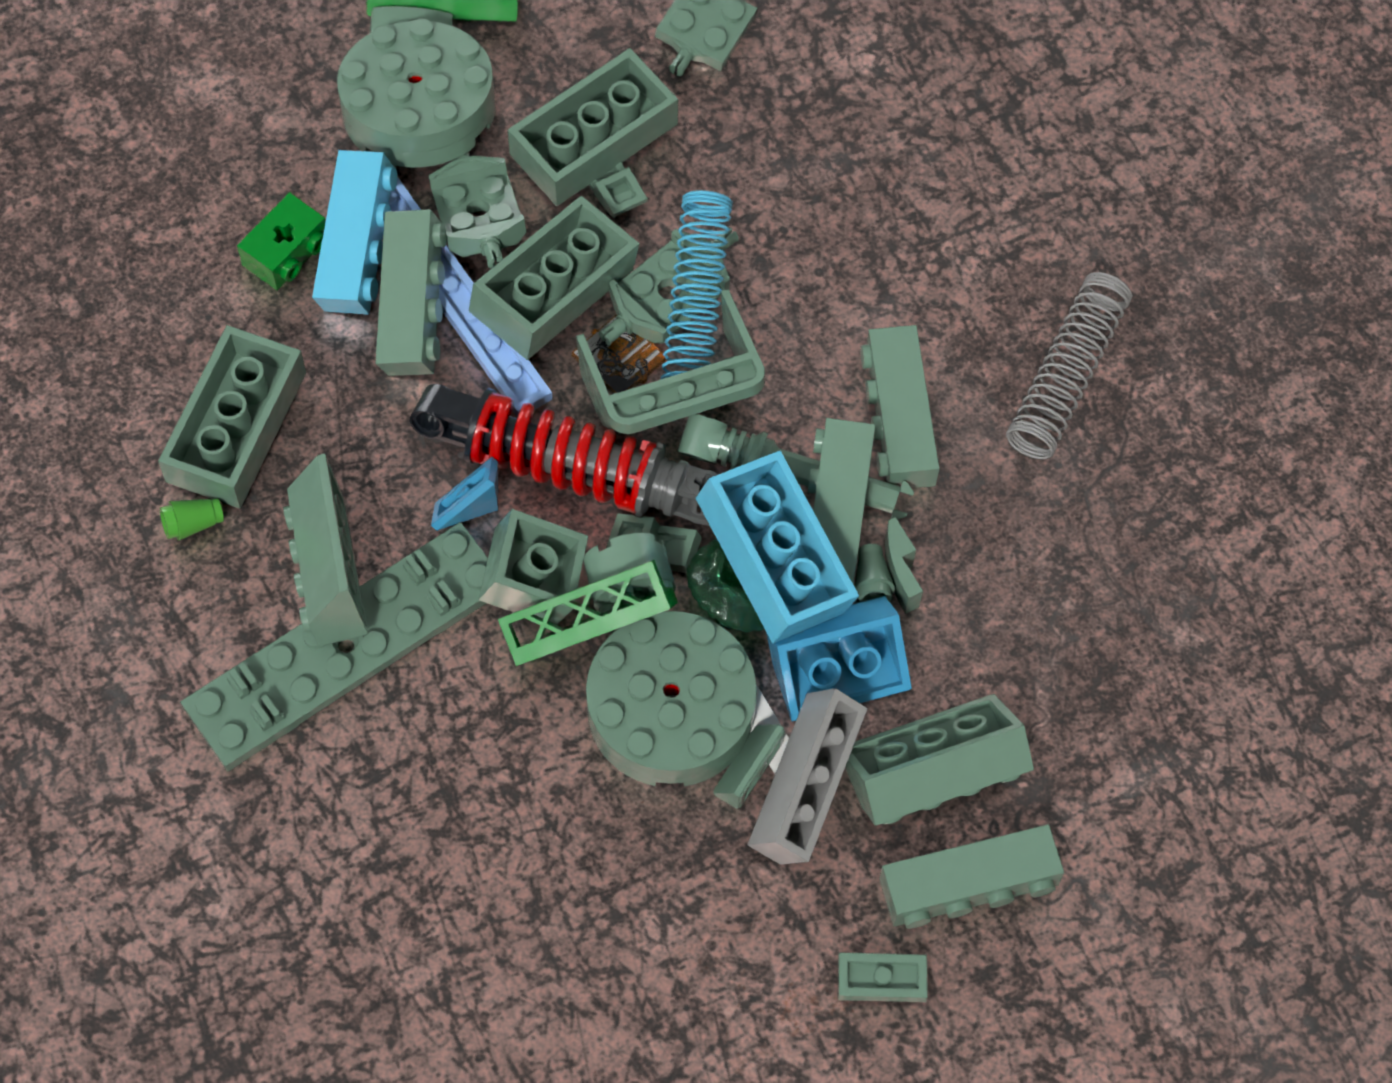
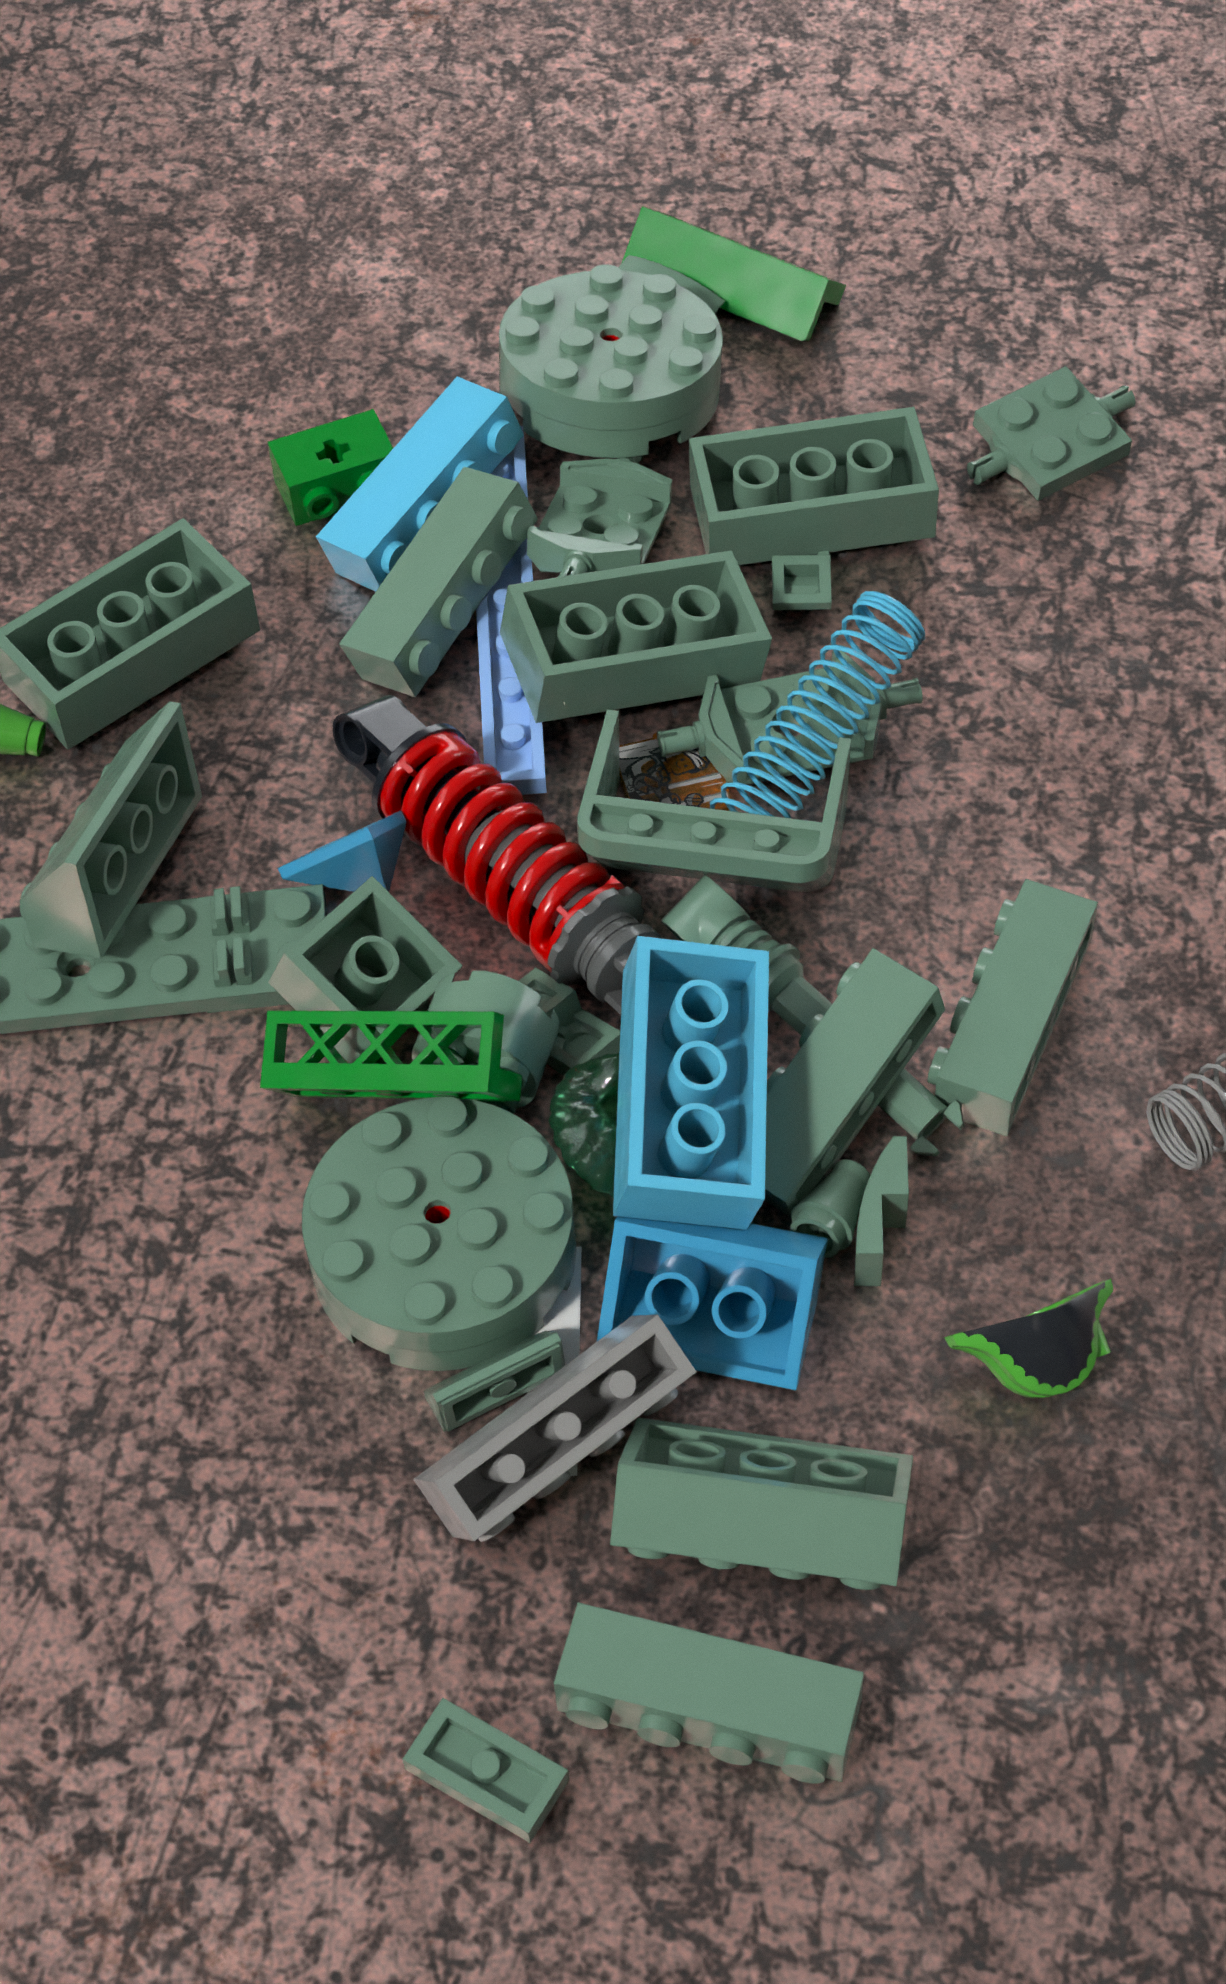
camera: 35 degrees right, 10 degrees down
(1030, 597) = (1046, 1349): none -> black hat

